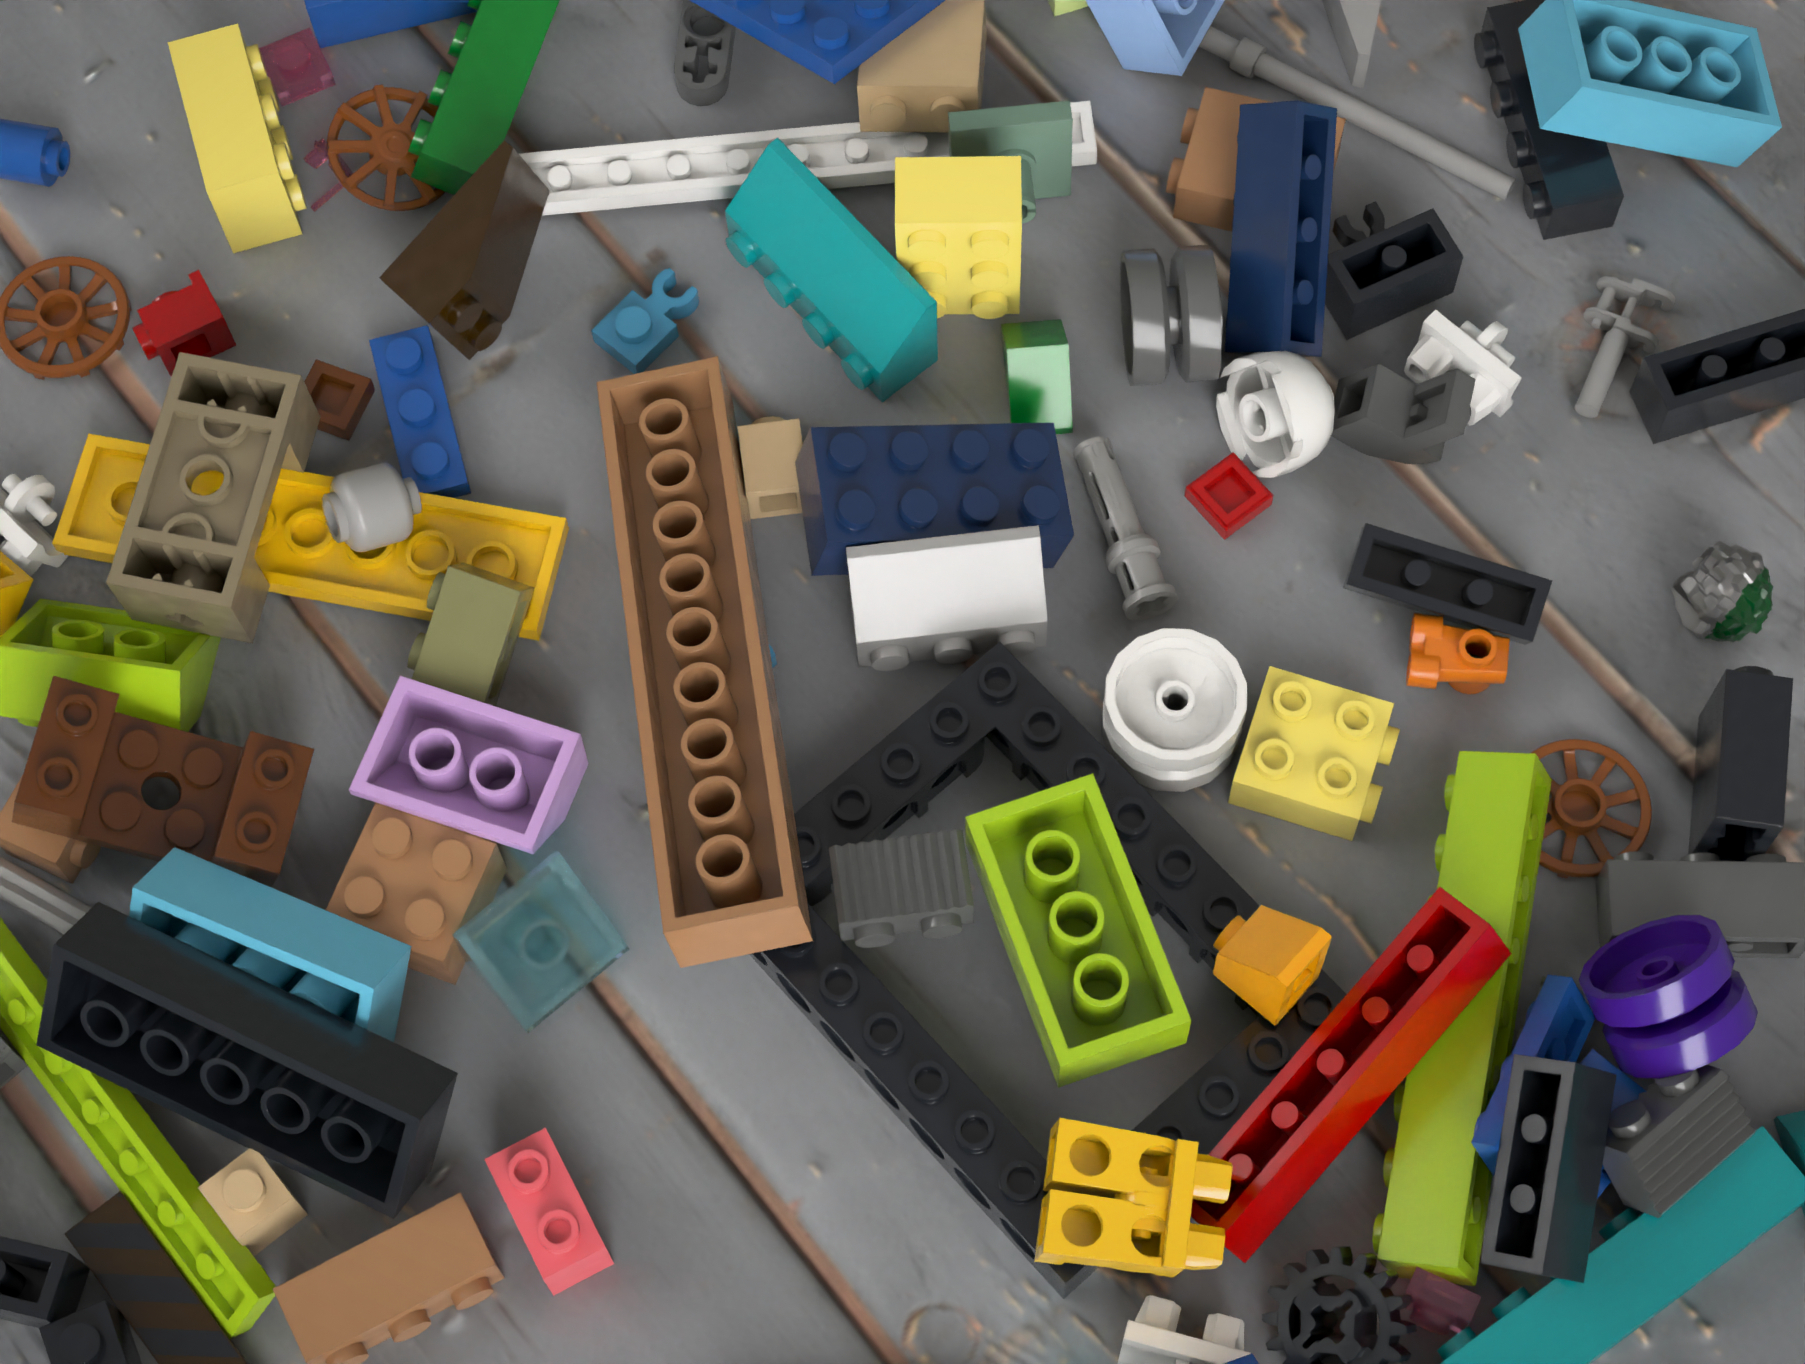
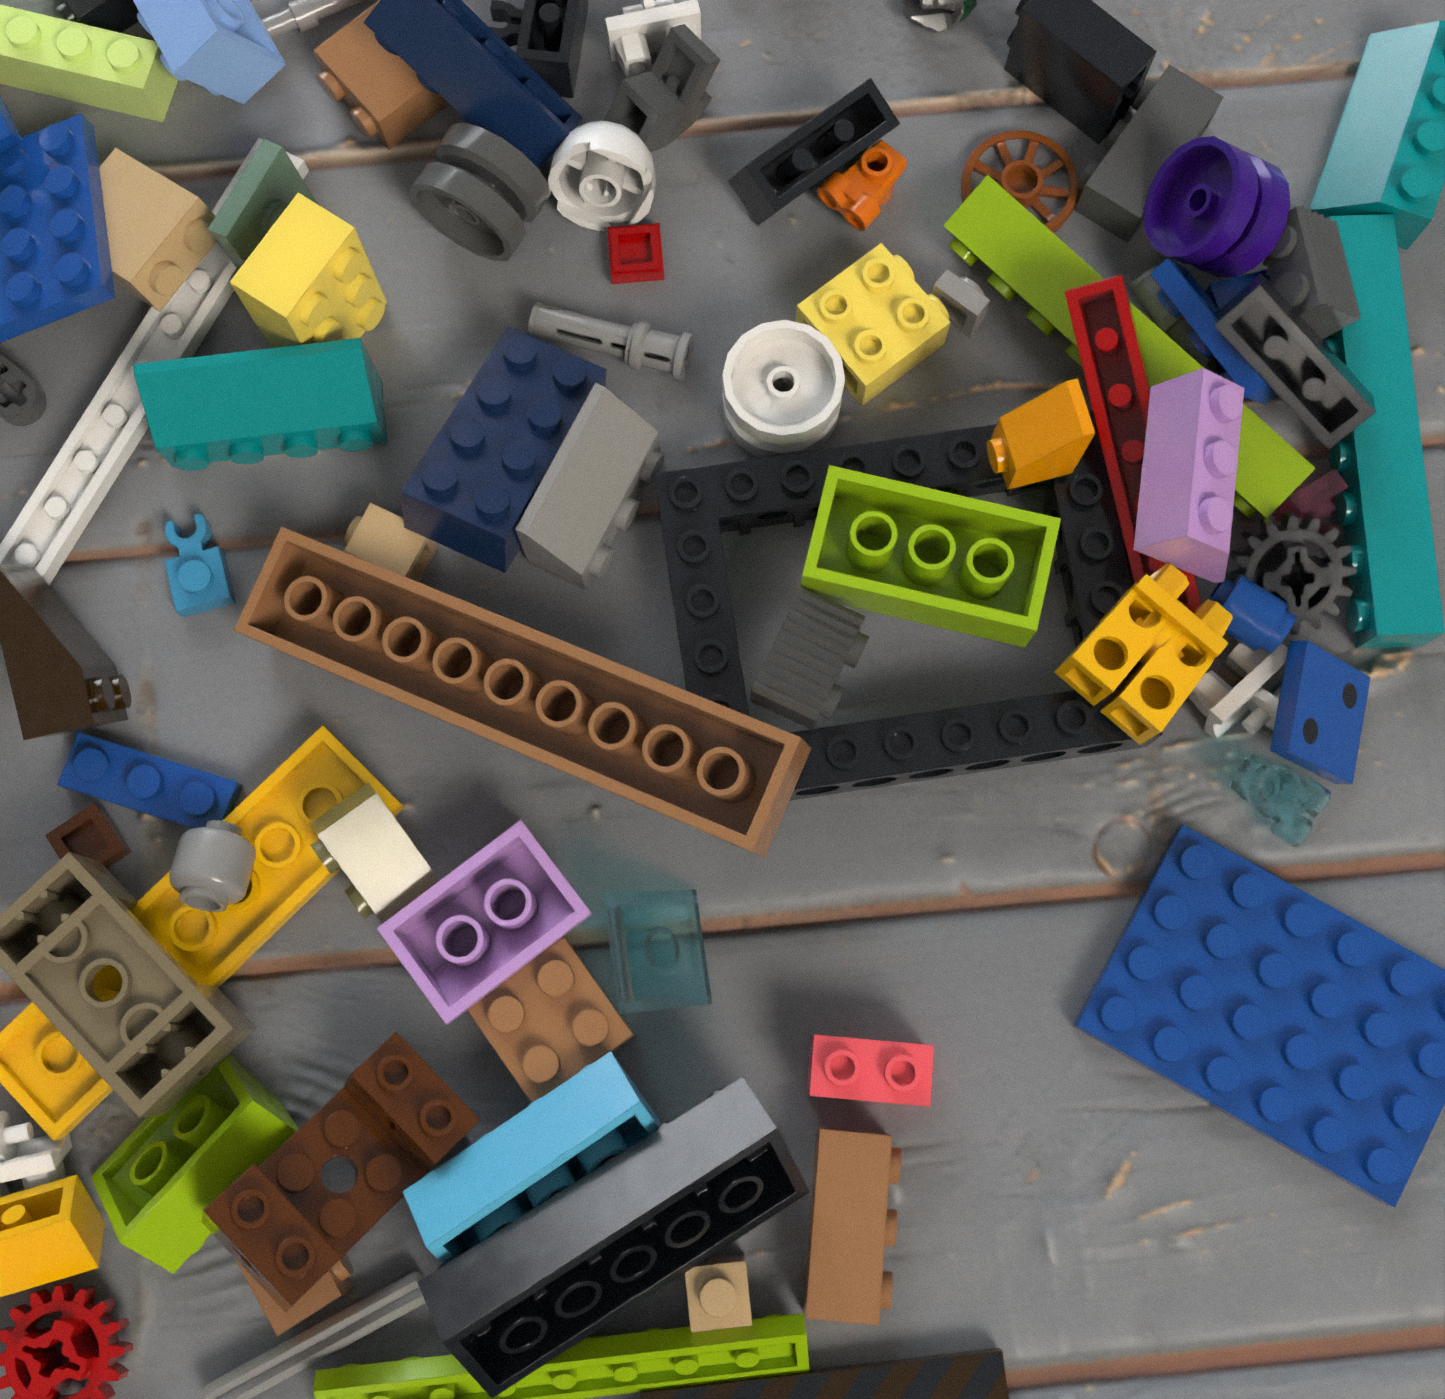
camera: 60 degrees left, 10 degrees up
(1038, 373) = (449, 318): slope -> none
(1256, 1298) = (1257, 614): none -> blue brick
(1339, 1134) = (1190, 473): none -> lavender slope
(1399, 822) = (963, 301): none -> light grey plate

